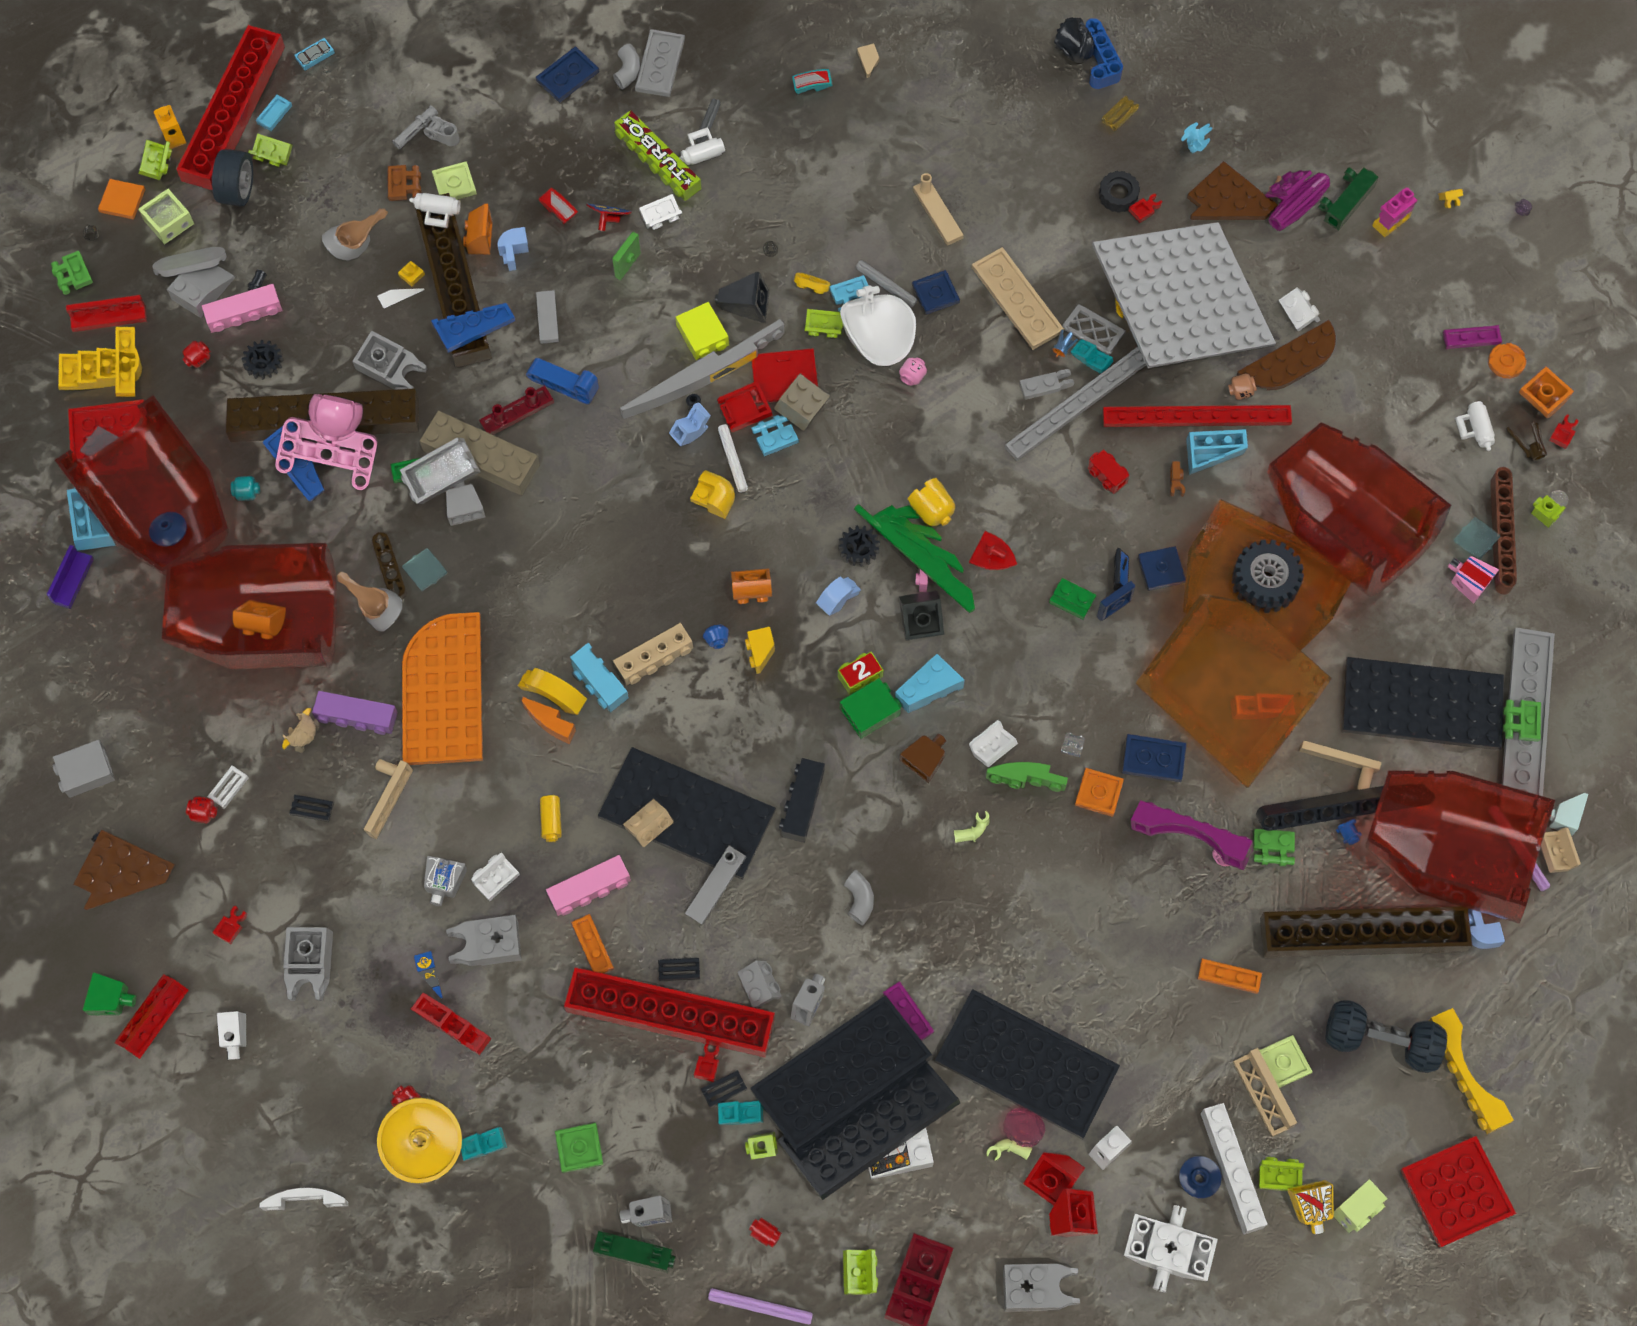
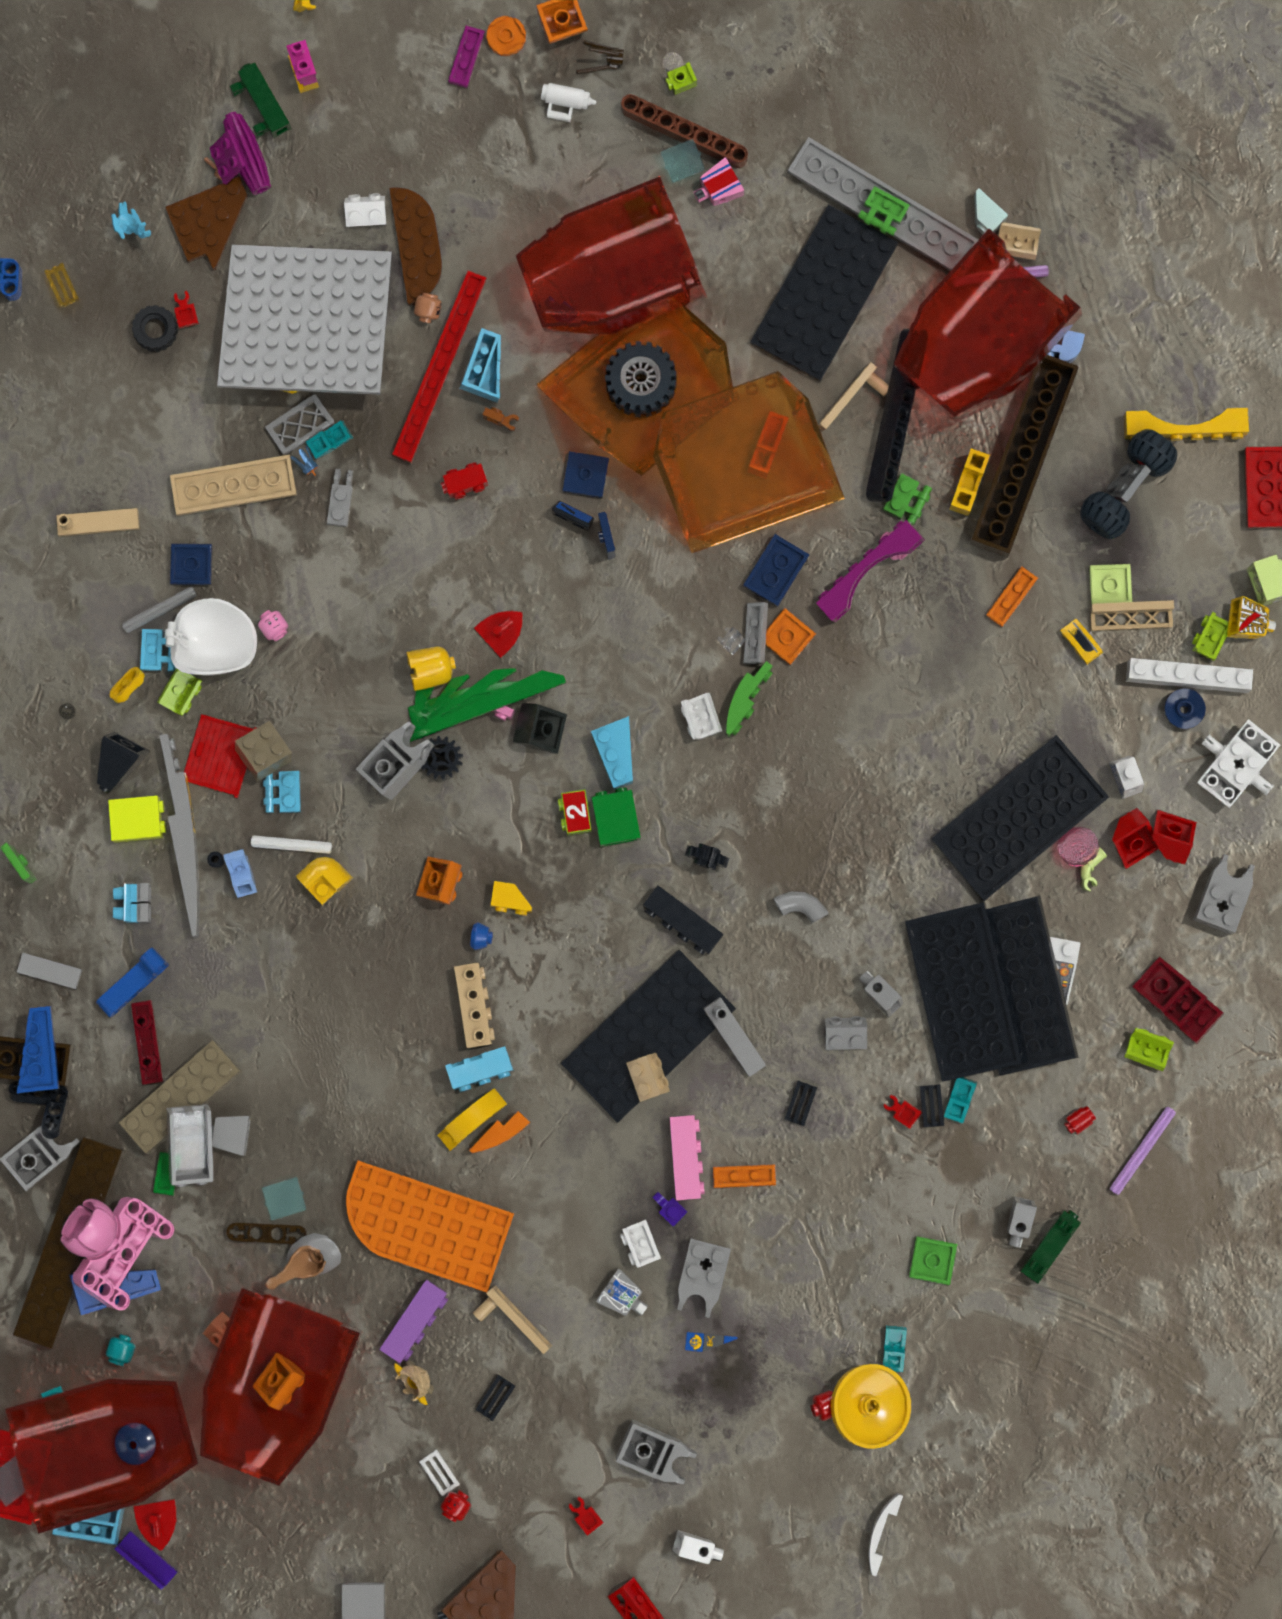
camera: 65 degrees left, 15 degrees up
(107, 575) = (157, 1522): none -> red shield
(436, 355) = (51, 1103): none -> black beam
(451, 1023) = (768, 1337): red slope -> none
(536, 893) = (671, 1209): none -> dark purple plate
(550, 818) = (602, 1169): yellow brick -> none
(630, 356) = (132, 894): none -> hips
(670, 1012) = (842, 1128): red brick -> none
(741, 409) = (239, 813): red container -> none
(770, 1146) = (1006, 1091): lime brick -> none
(837, 594) = (486, 800): light blue brick -> none
(838, 506) = (397, 757): none -> light grey brick
(868, 795) = (707, 856): none -> black gear
(908, 1009) = (926, 905): magenta tile -> none
(924, 756) = (686, 785): reddish brown torso -> none
(974, 832) = (780, 773): yellowish green piece -> none
(1072, 598) = (581, 574): green plate -> none
(1075, 404) = (377, 480): light grey plate -> none
(1089, 762) = (755, 633): none -> light grey tile
(1218, 1055) = (1081, 641): none -> yellow slope
(1327, 893) = (969, 482): none -> yellow arch
(1349, 832) = (923, 423): blue brick -> none
(1563, 433) = (608, 22): red plate -> none

